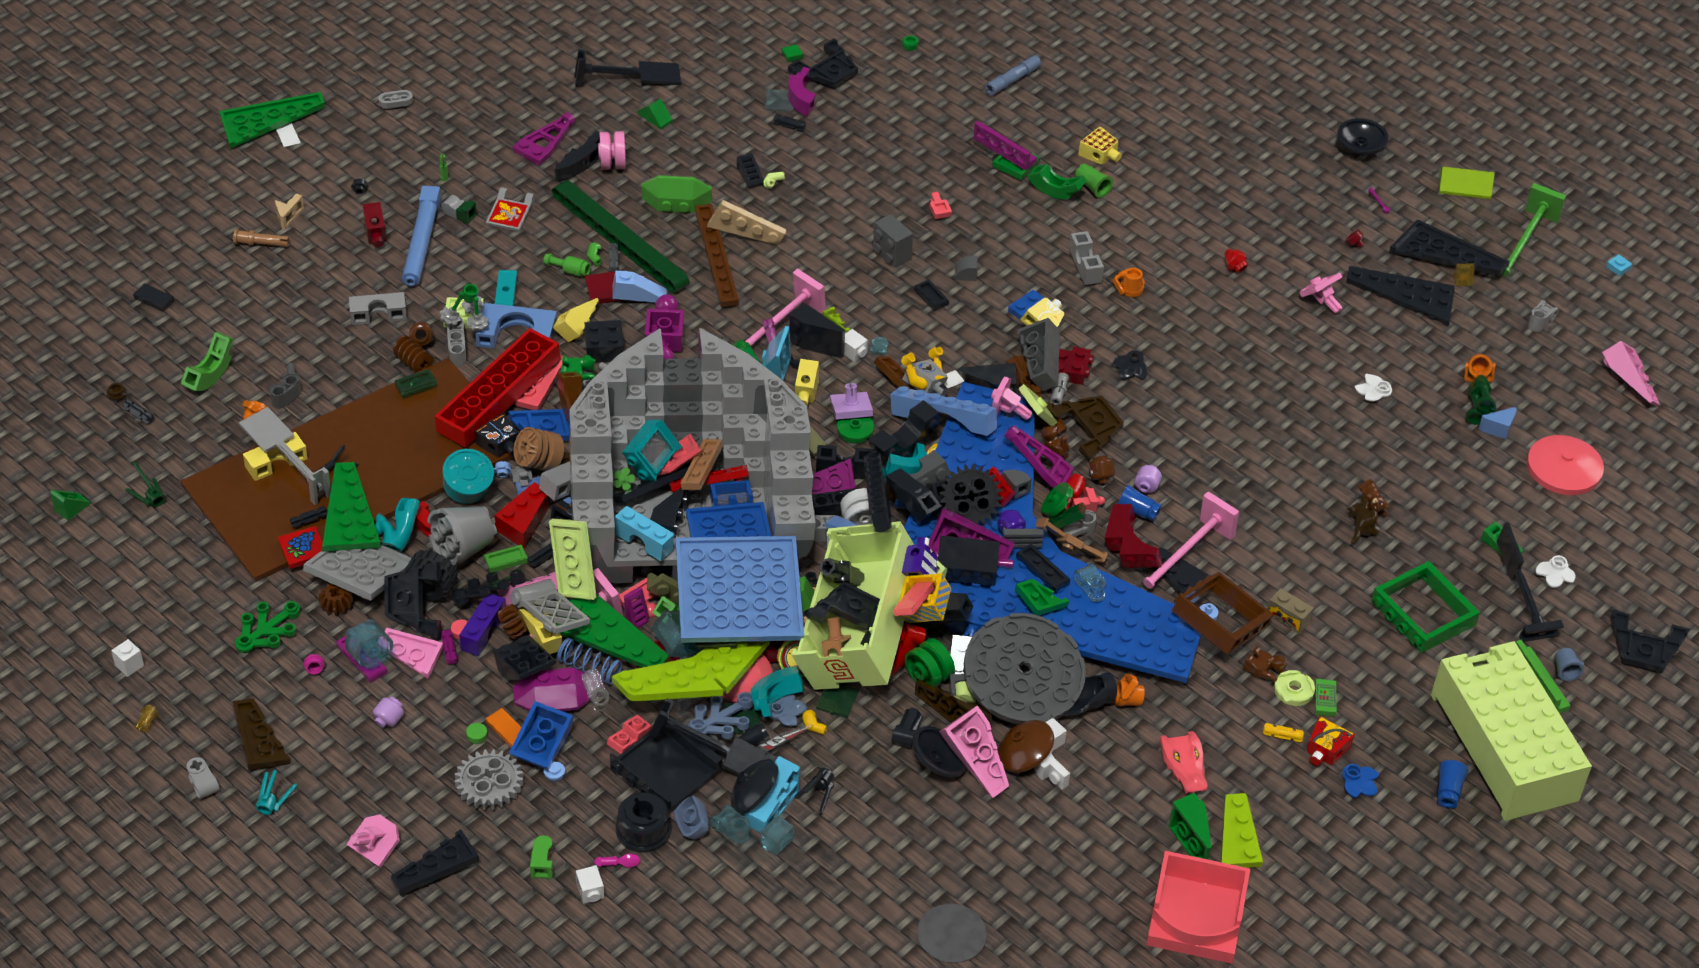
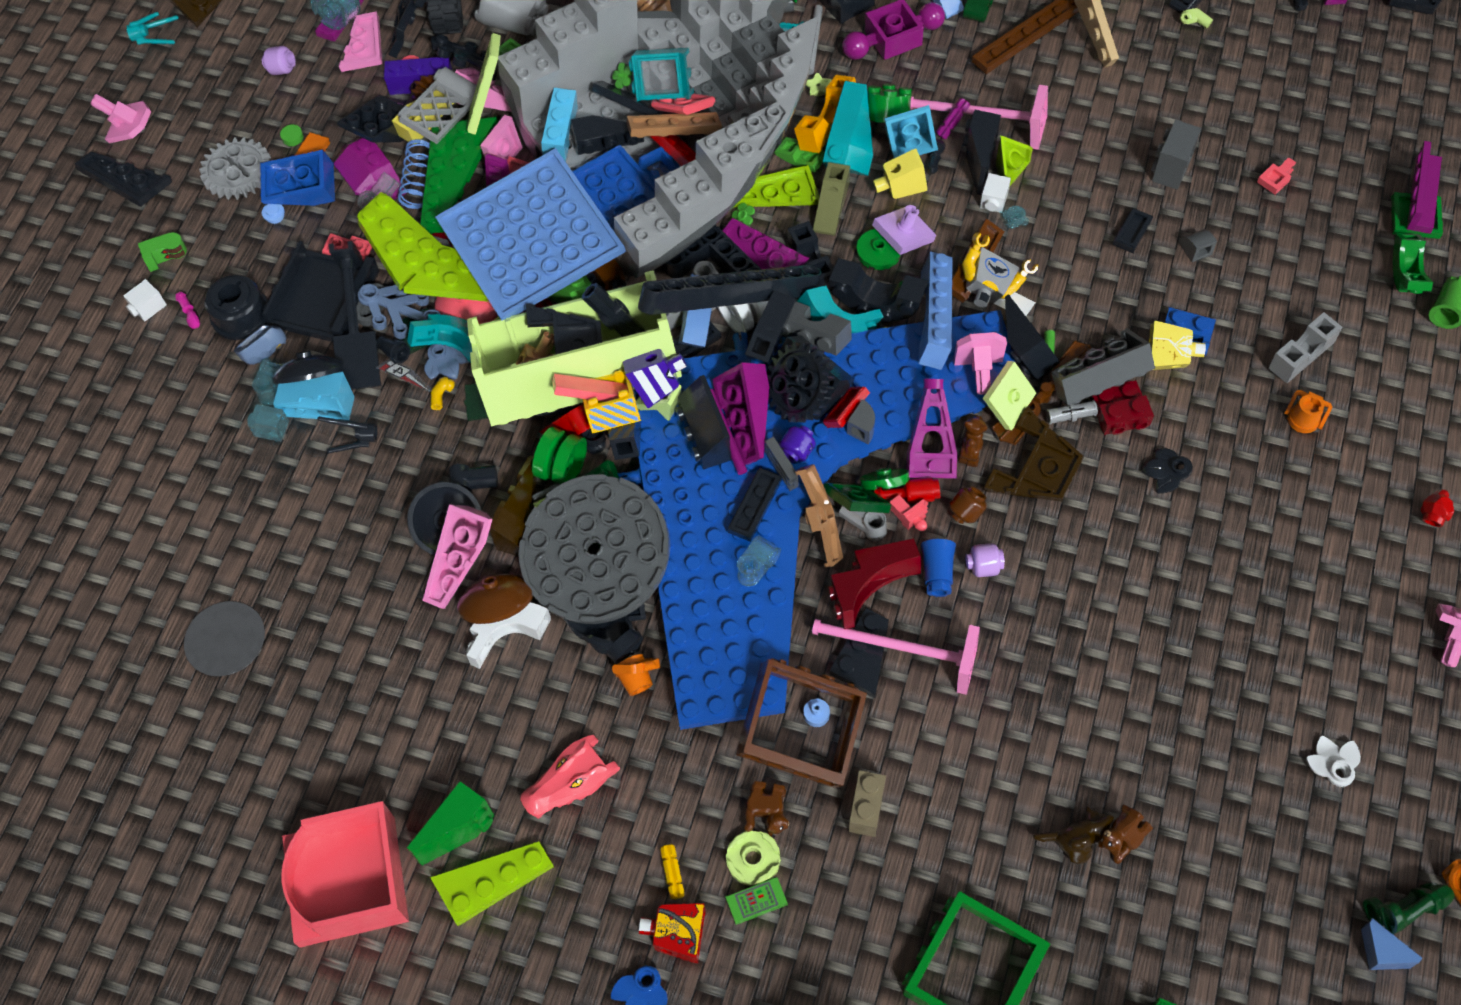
camera: 70 degrees right, 15 degrees up
(449, 647) = (372, 74): magenta axle -> none
(1039, 598) = (702, 519): green wing -> none

